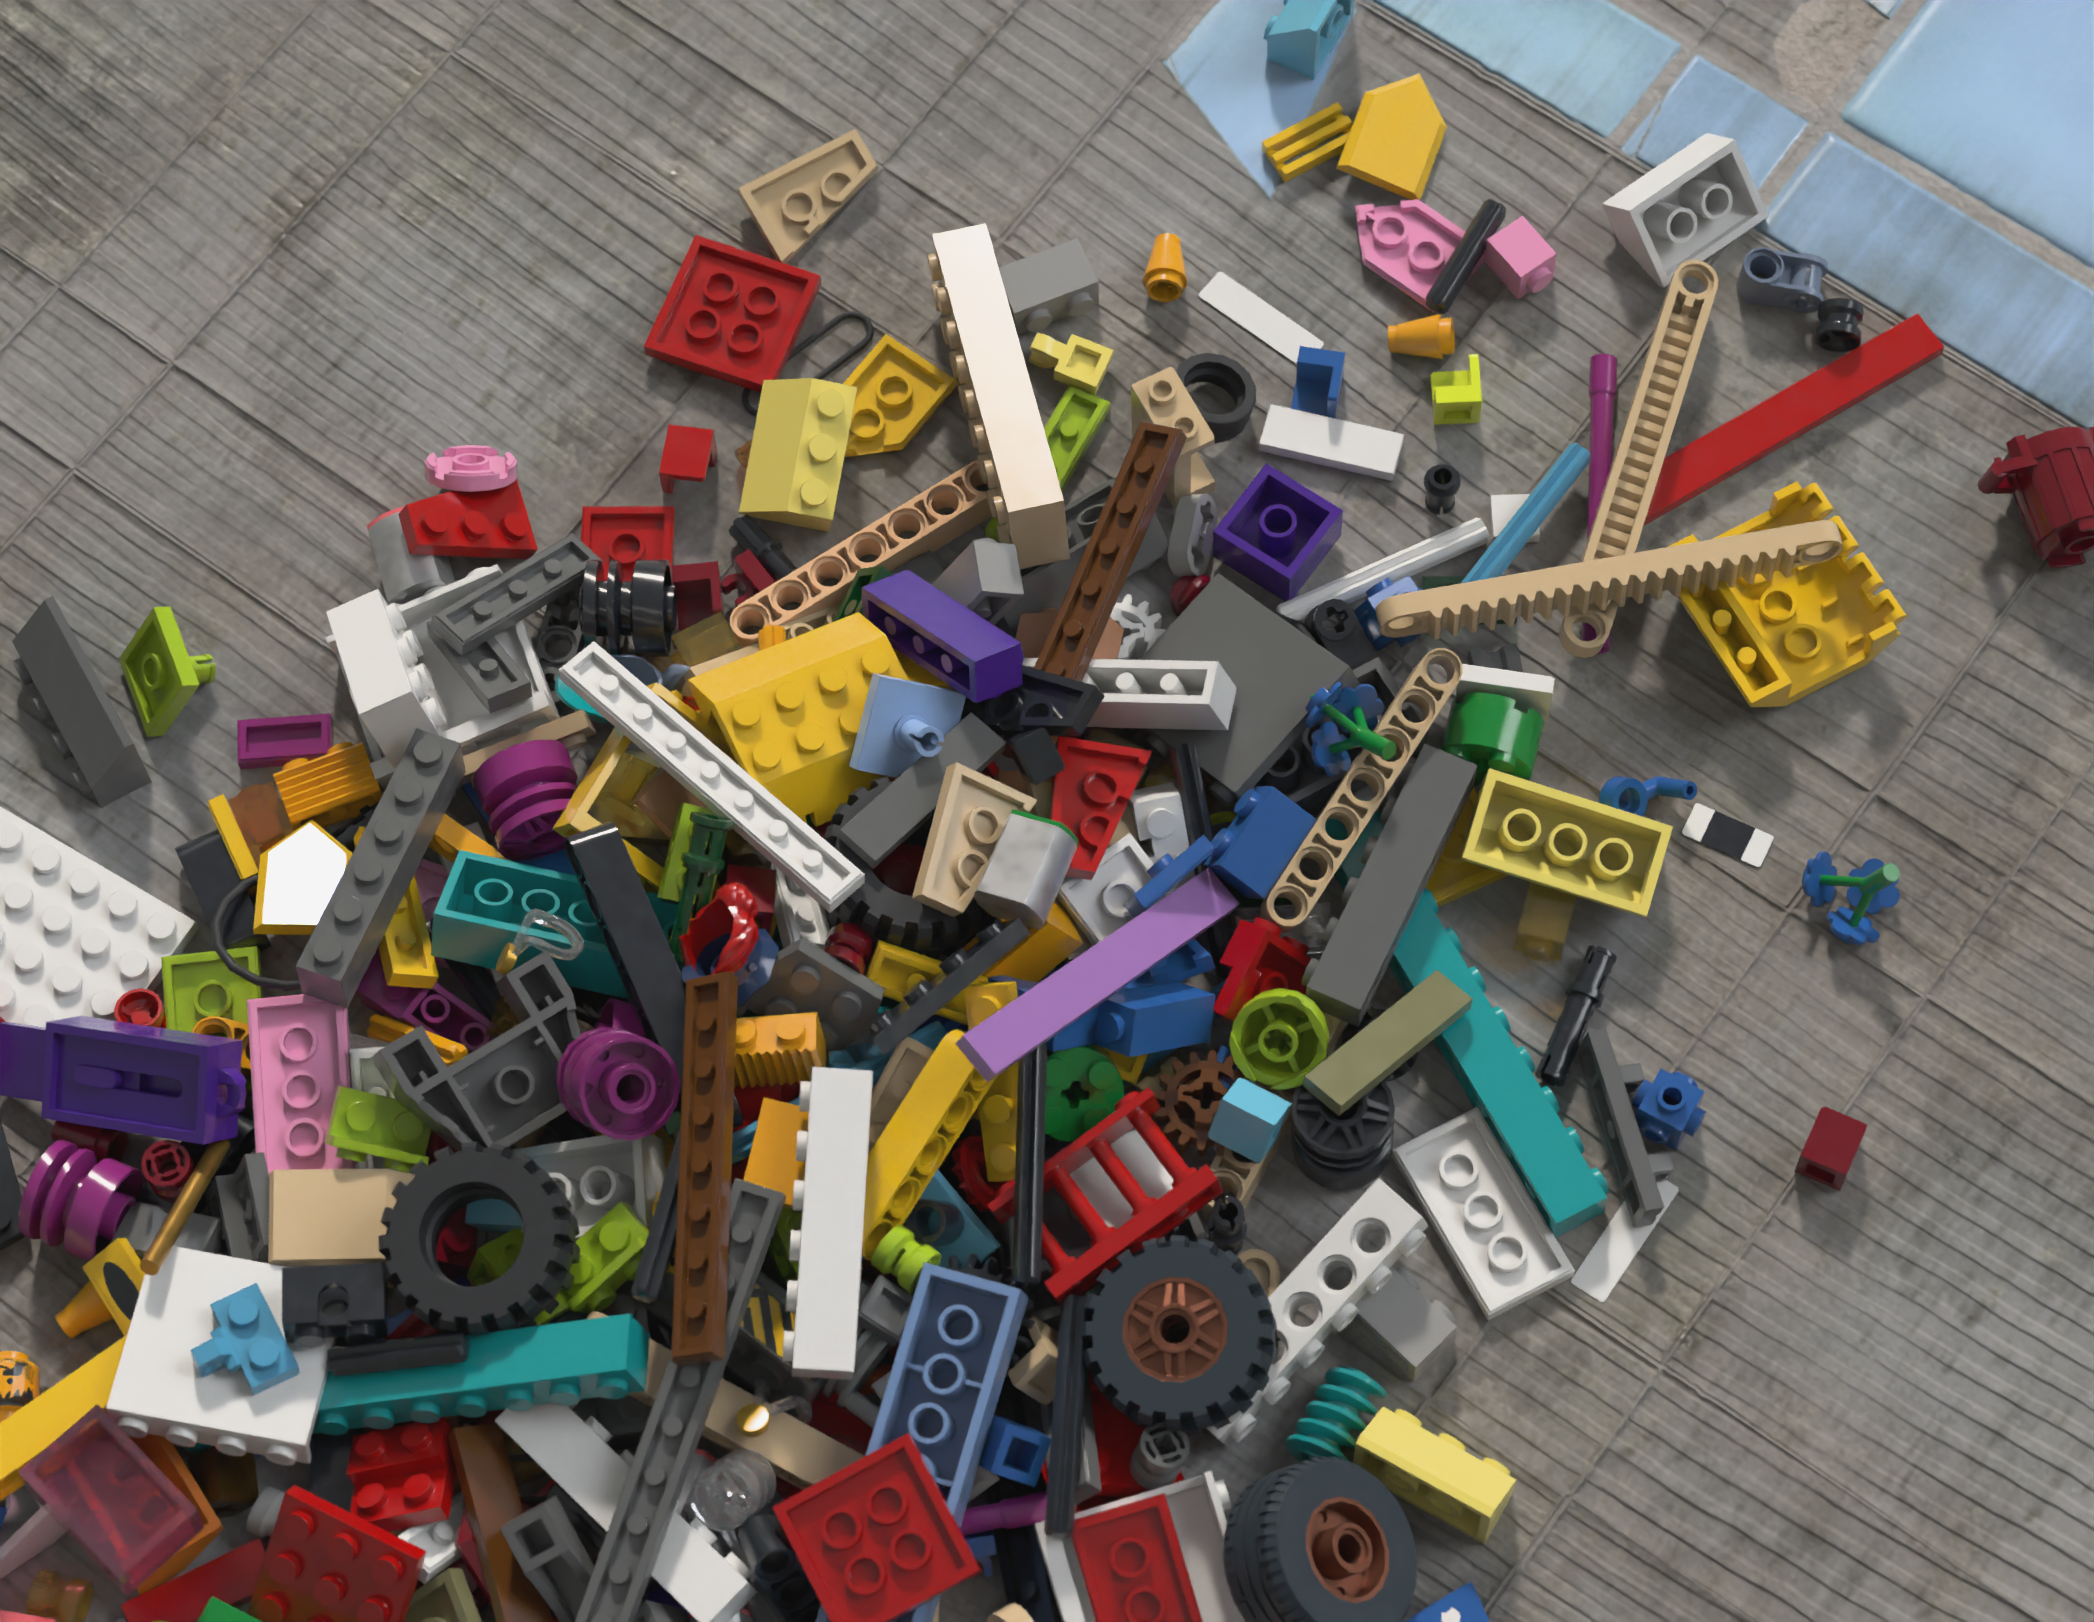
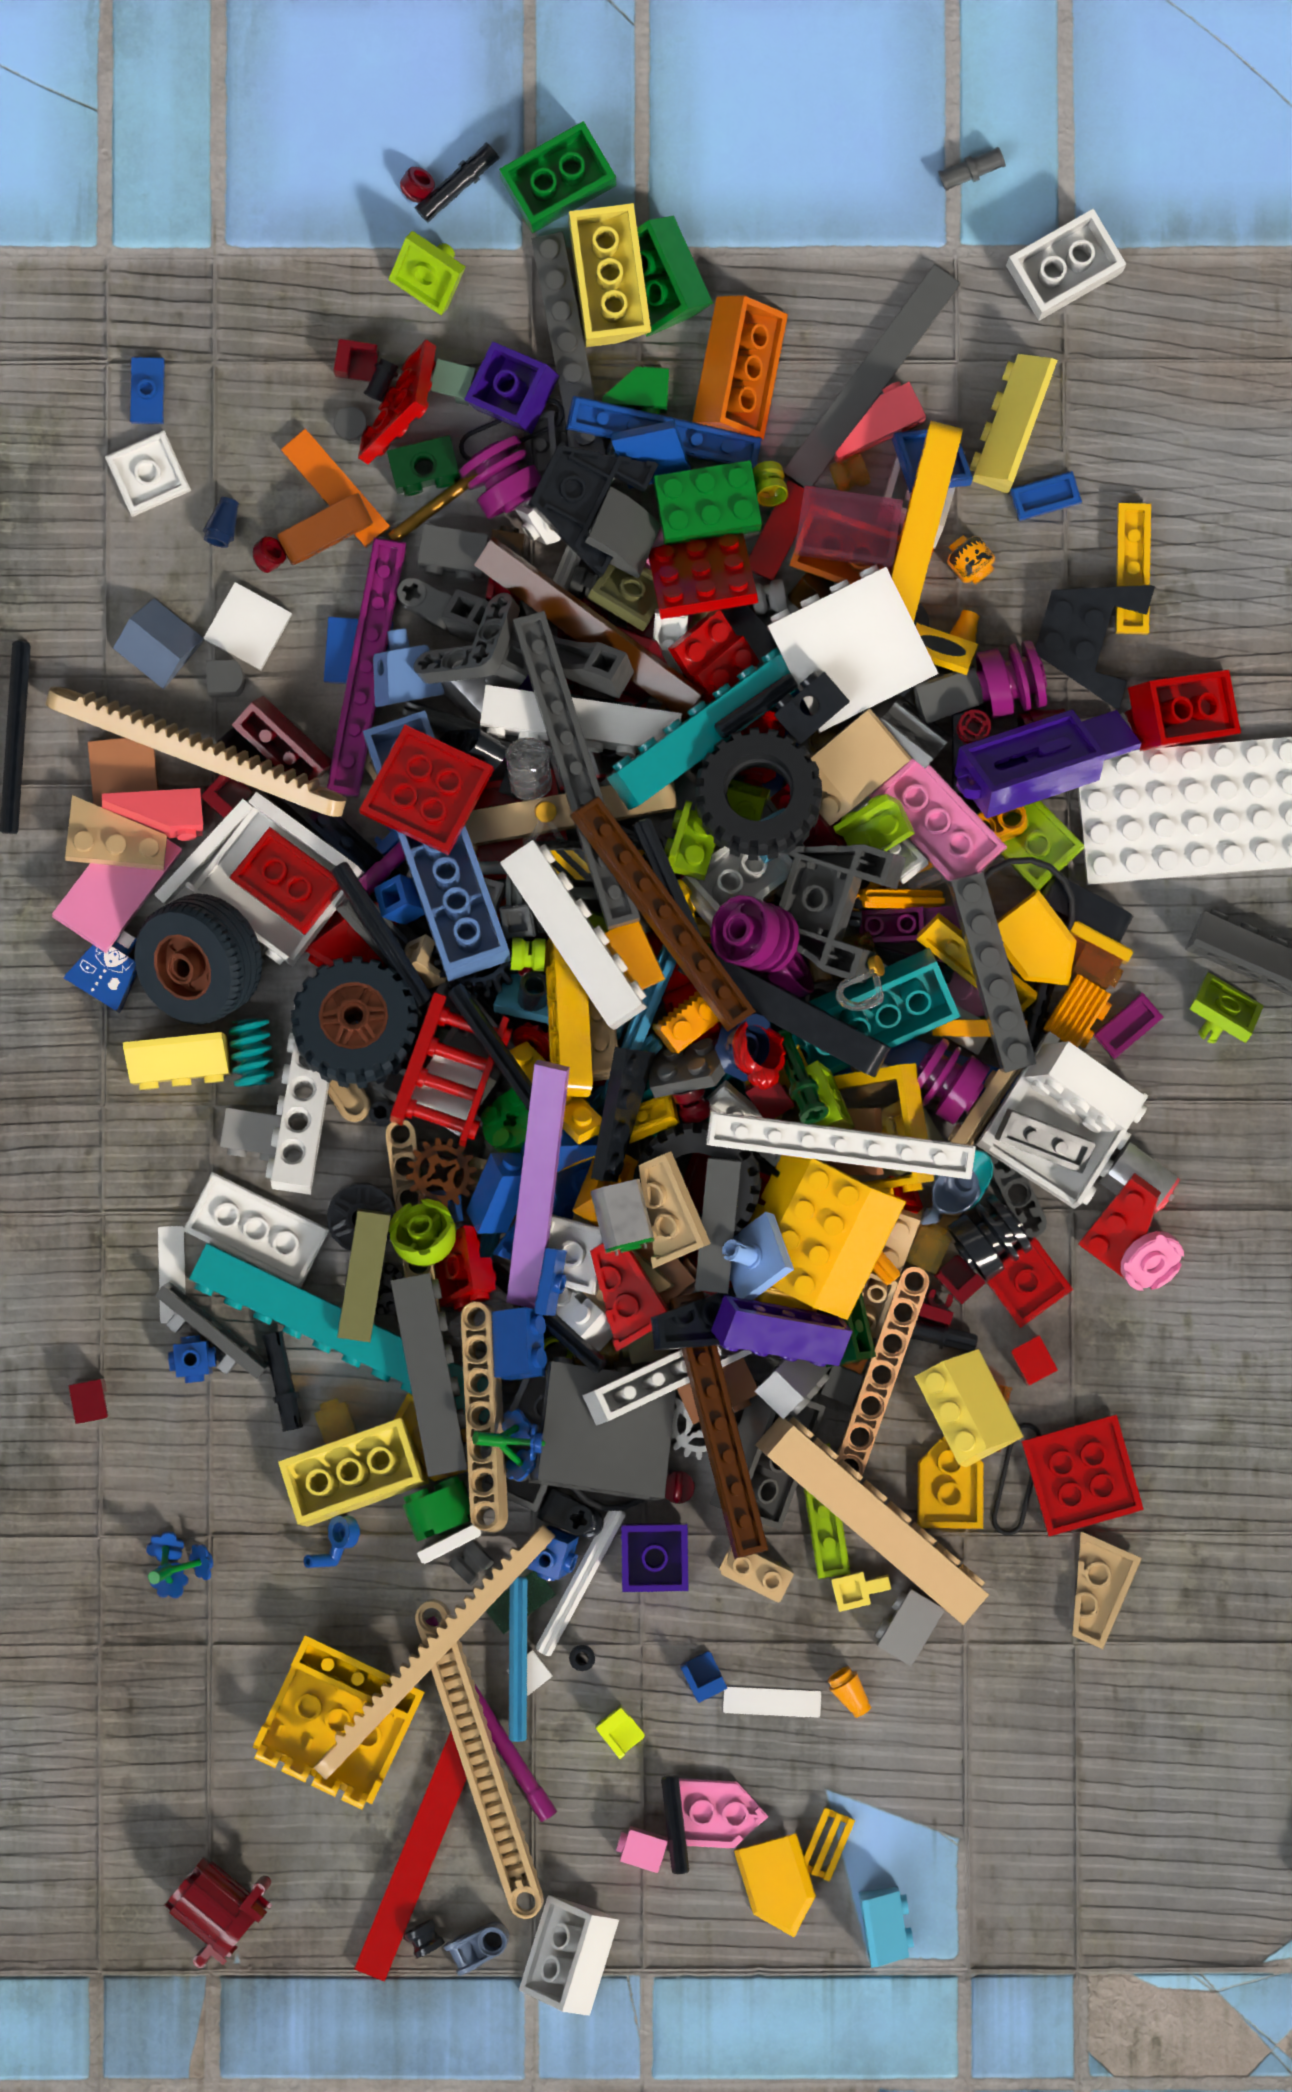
camera: 140 degrees right, 20 degrees up
(141, 1008) = (1073, 804): red wheel -> none
(184, 1207) = (940, 702): pearl gold bar -> none
(247, 1342) = (841, 655): dark azure hinge -> none
(513, 595) = (1058, 1198): dark grey tile -> none
(1035, 755) = (673, 1292): black slope -> none
(1158, 1456) = (325, 948): dark grey wheel -> none
(1192, 535) = (705, 1524): light grey beam -> none
(1229, 376) = (755, 1645): black tyre -> none
(1249, 1120) = (407, 1175): medium azure panel -> none
(1331, 442) = (670, 1646): white tile -> none
(1423, 337) = (664, 1754): light orange cone -> none
(1727, 835) = (274, 1558): sticker -> none

